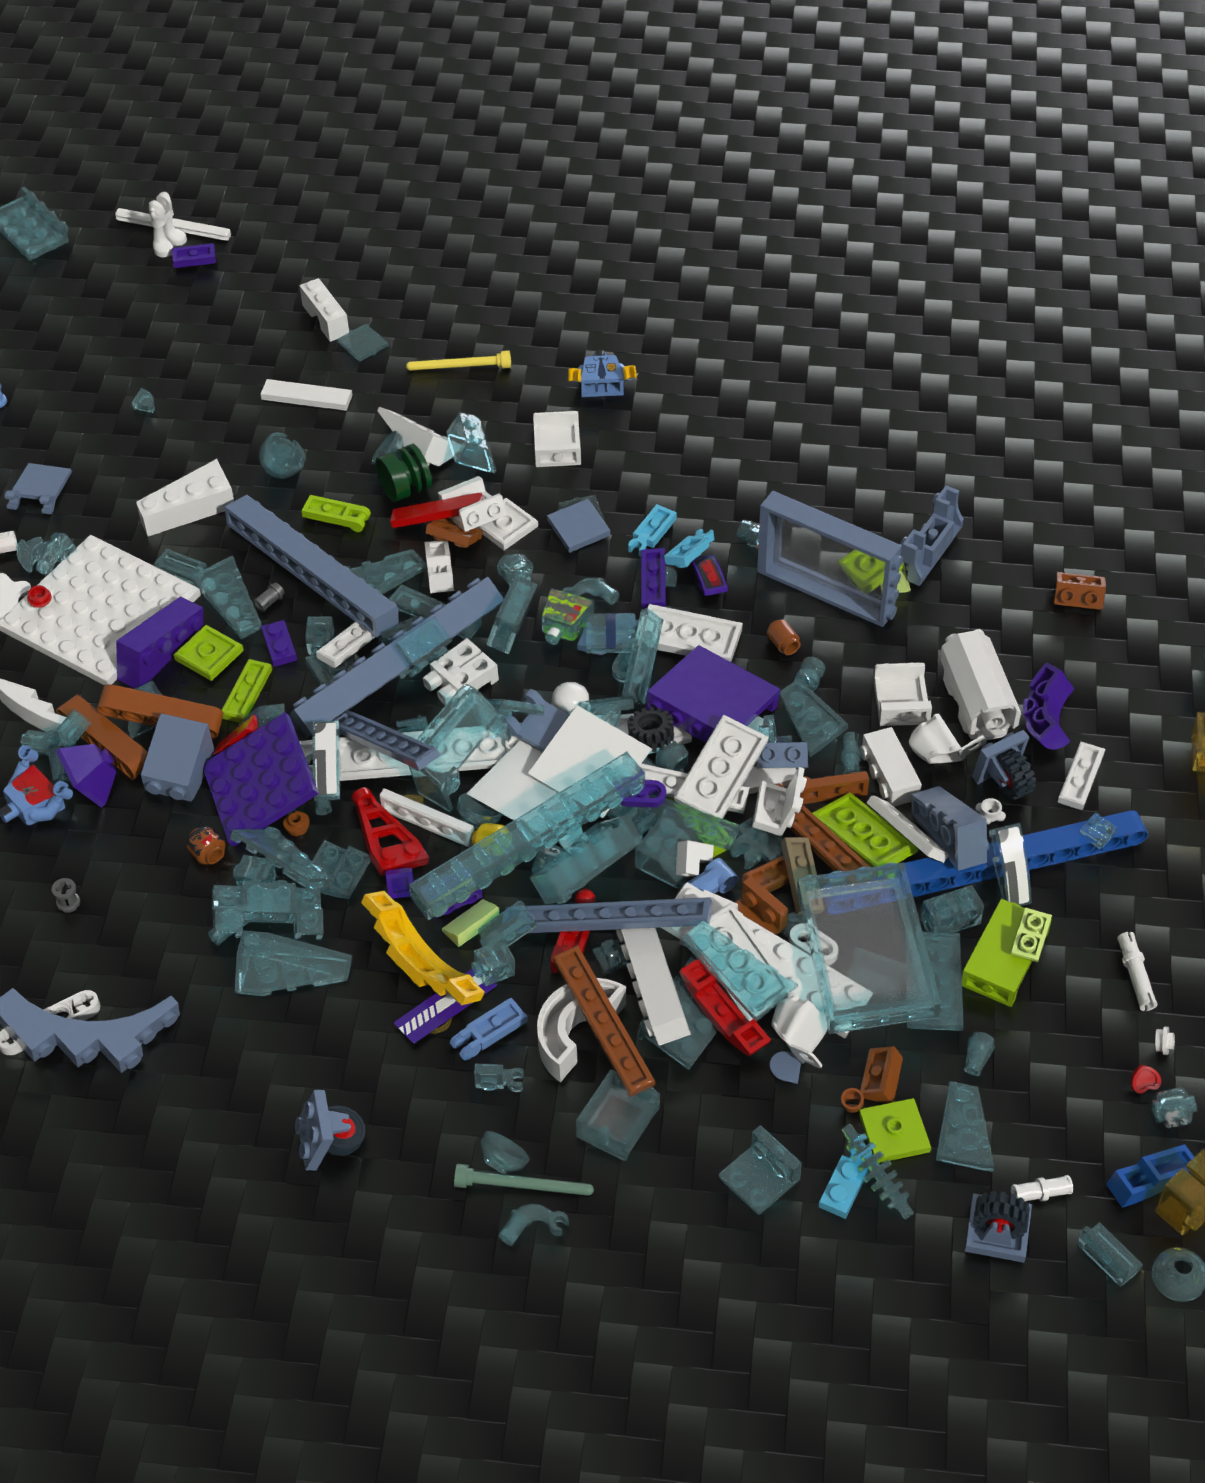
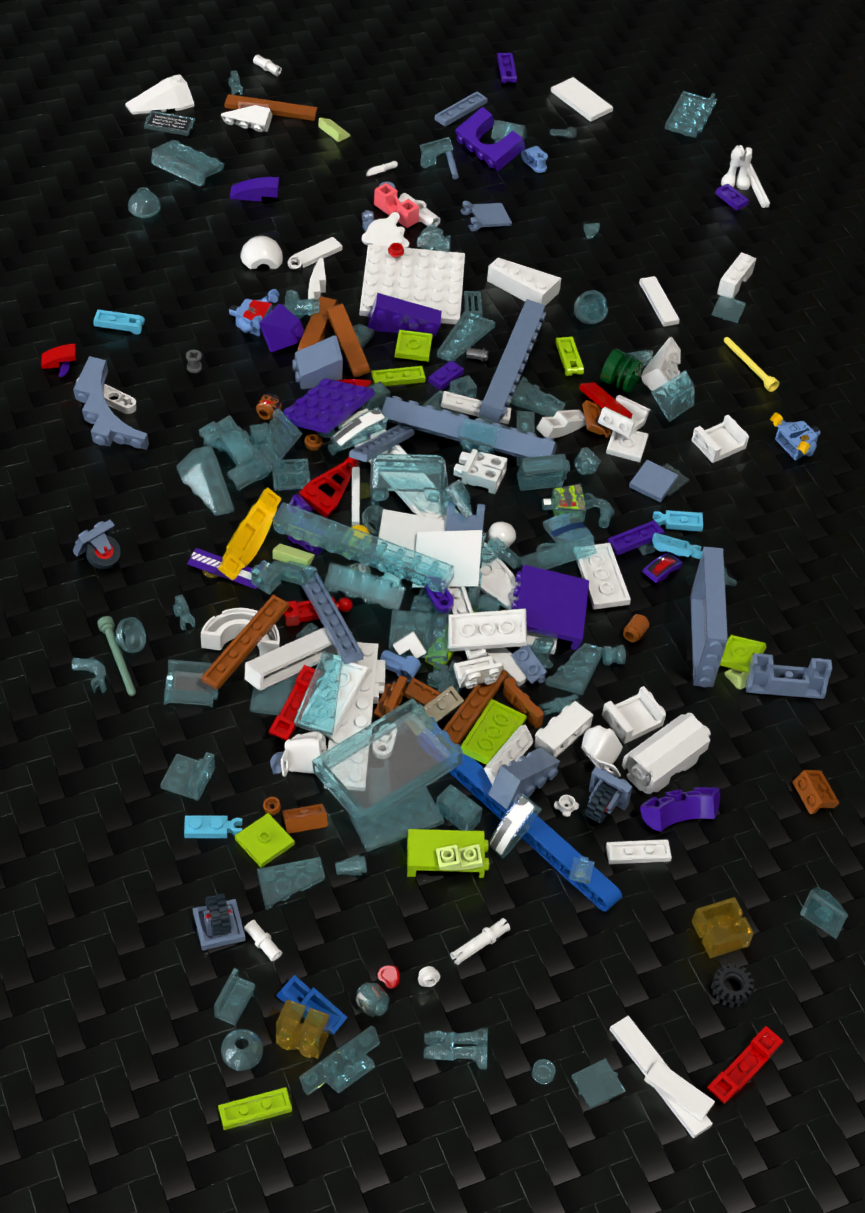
camera: 55 degrees right, 0 degrees up
(489, 1028) = (217, 595): medium blue hinge -> none
(657, 720) = (491, 575): black tyre -> none
(877, 1171) = (221, 836): clear light blue piece -> none

